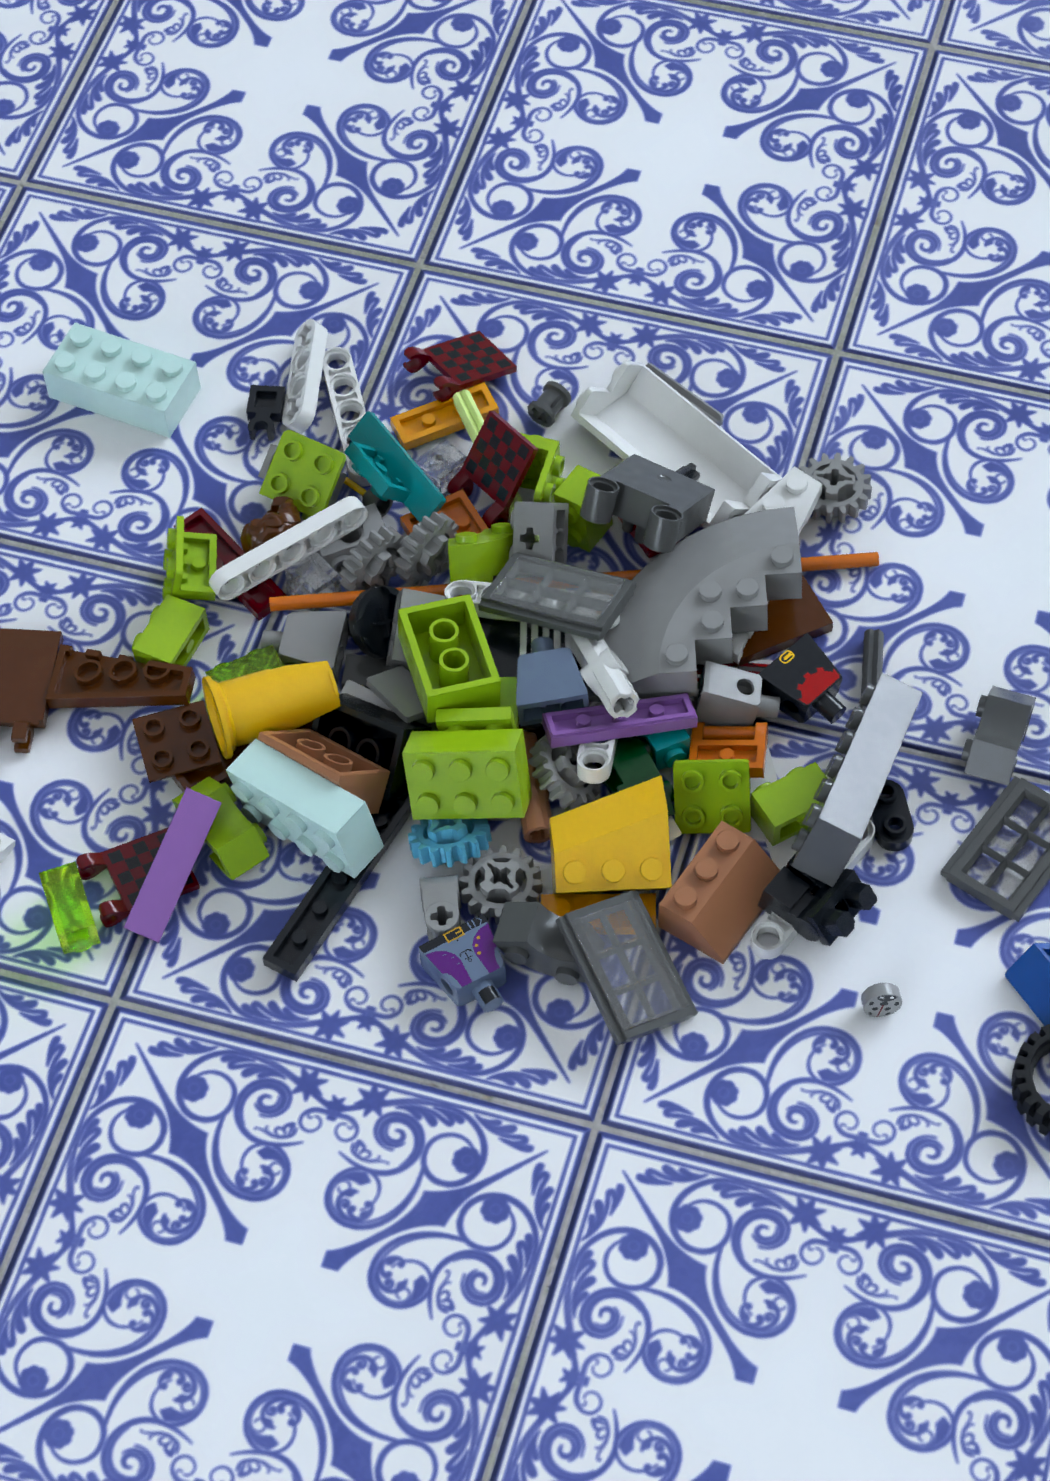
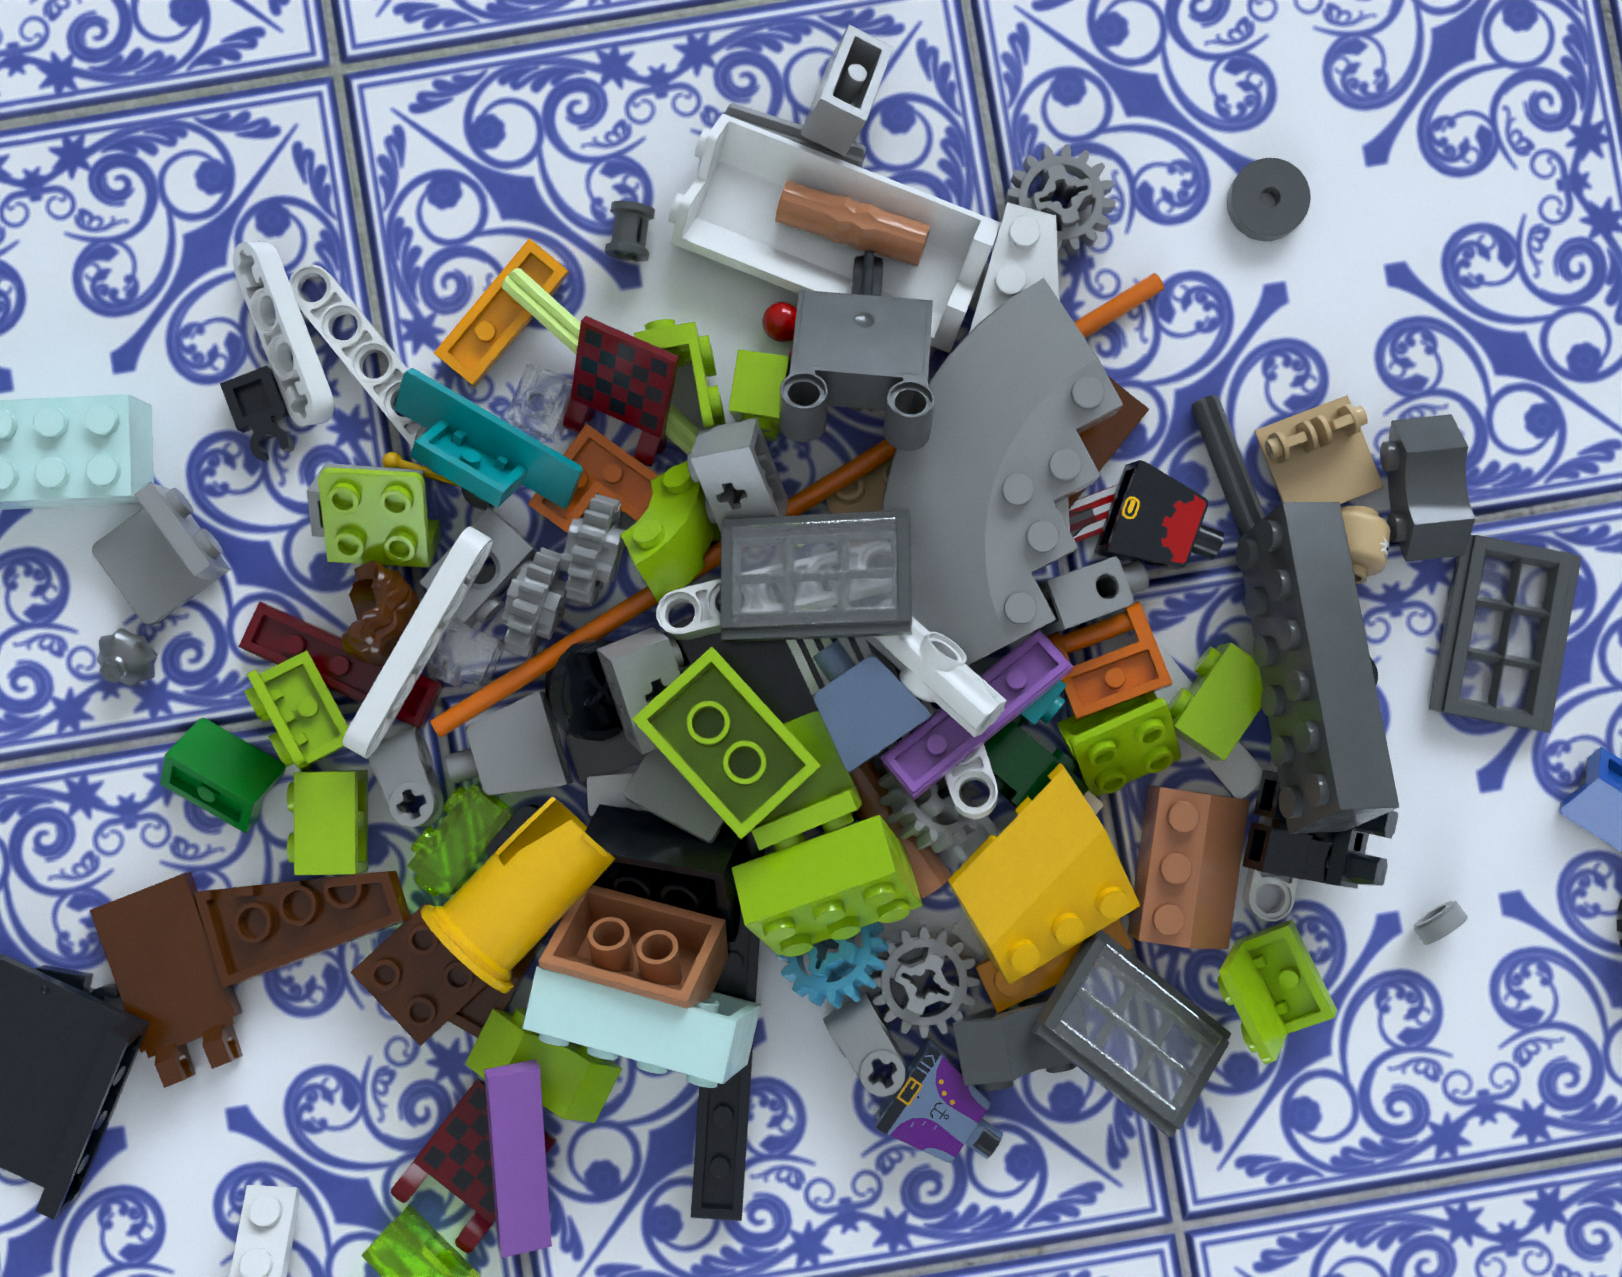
camera: 30 degrees left, 30 degrees up
(102, 503) = (126, 658): none -> flat silver piece
(116, 588) = (221, 773): none -> green panel
(160, 459) = (160, 555): none -> light grey bracket
(234, 632) = (406, 771): none -> light grey piece
(462, 361) = (485, 211): dark red flag -> none
(692, 448) = (852, 223): none -> nougat axle
(724, 375) = (847, 90): none -> light grey brick
(739, 985) = (1273, 988): none -> lime bracket
(934, 746) = (1367, 541): none -> tan head
(945, 696) = (1320, 454): none -> tan hinge
(975, 529) = (1278, 179): none -> dark grey piece

